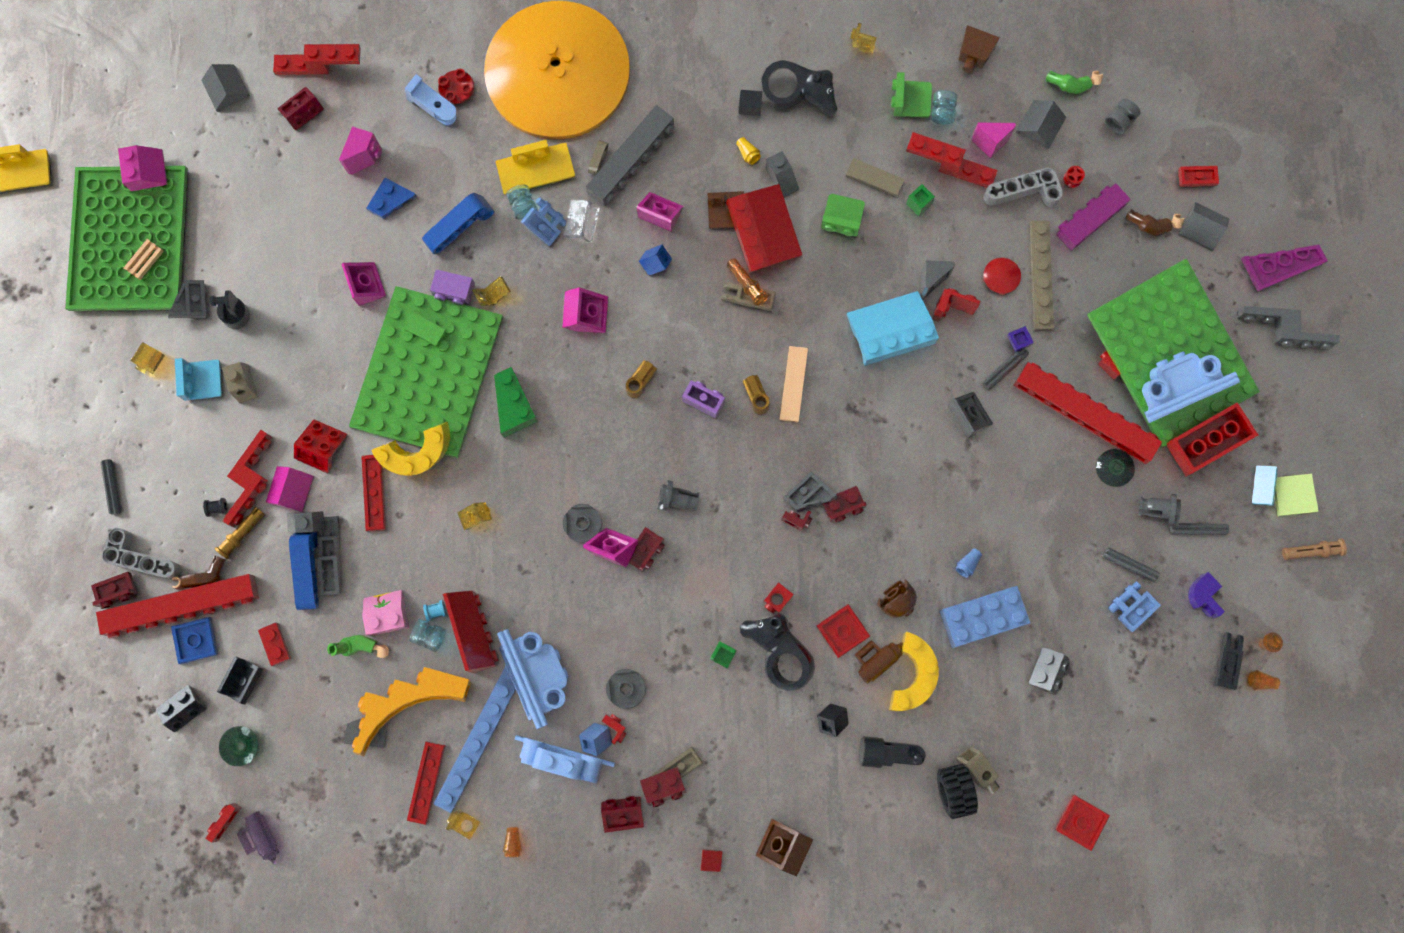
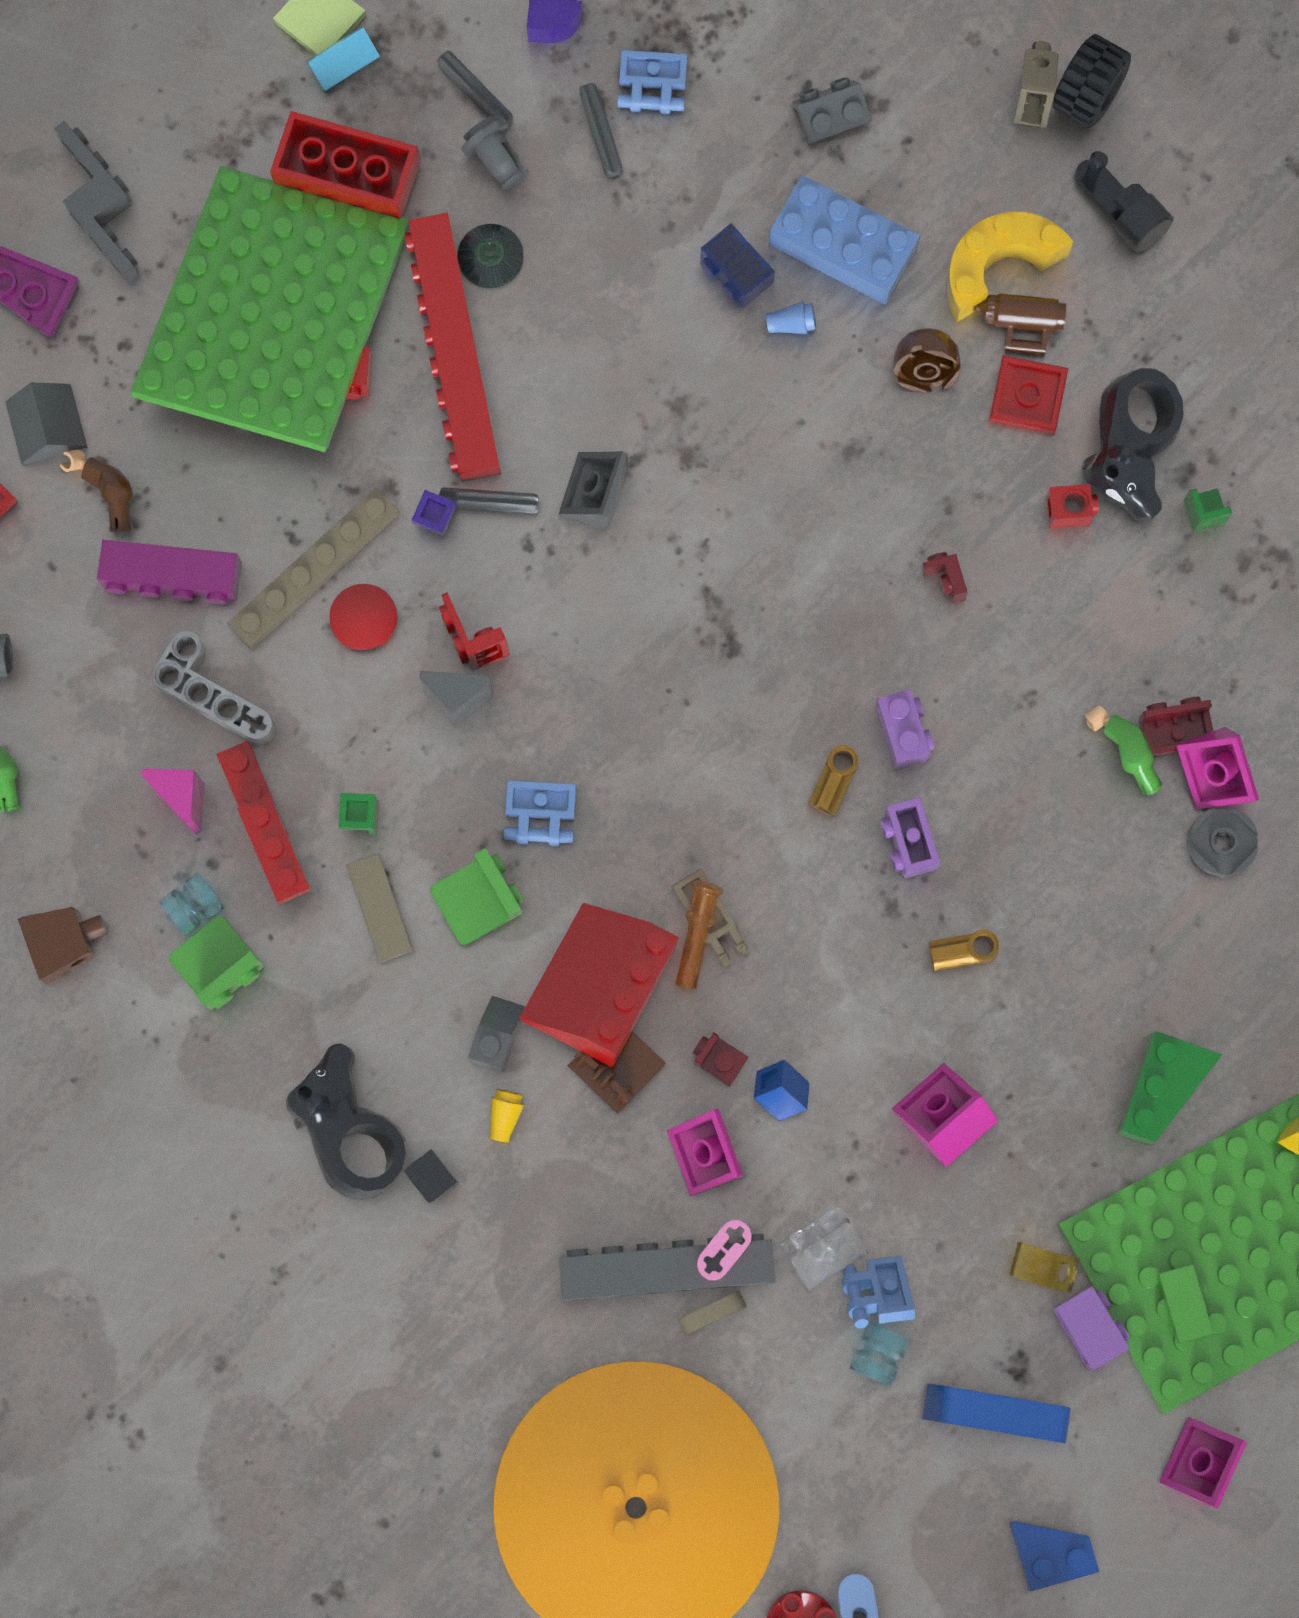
camera: 135 degrees left, 0 degrees up
(535, 165) = (812, 1388): yellow bracket -> none
(619, 176) = (730, 1256): none -> bright pink beam
(654, 522) = (1133, 747): none -> bright green arm
(676, 497) = (1072, 751): dark grey piece -> none
(690, 249) = (719, 1059): none -> dark red bracket
(750, 439) = (902, 729): none -> medium lavender brick
(793, 384) = (772, 748): light nougat tile -> none
(809, 493) = (899, 591): dark grey wing -> none
(833, 720) = (1150, 305): black panel -> none
(847, 502) = (869, 537): dark red bracket -> none
(859, 274) = (540, 801): none -> medium blue plate
(862, 41) = (192, 1103): clear yellow bracket -> none
(892, 328) = (573, 691): medium azure piece -> none
(1015, 562) = (736, 266): none -> clear blue brick
(1042, 122) = (89, 758): dark grey slope -> none
(1075, 172) = (127, 640): red wheel -> none
(1183, 382) = (311, 254): light blue brick -> none

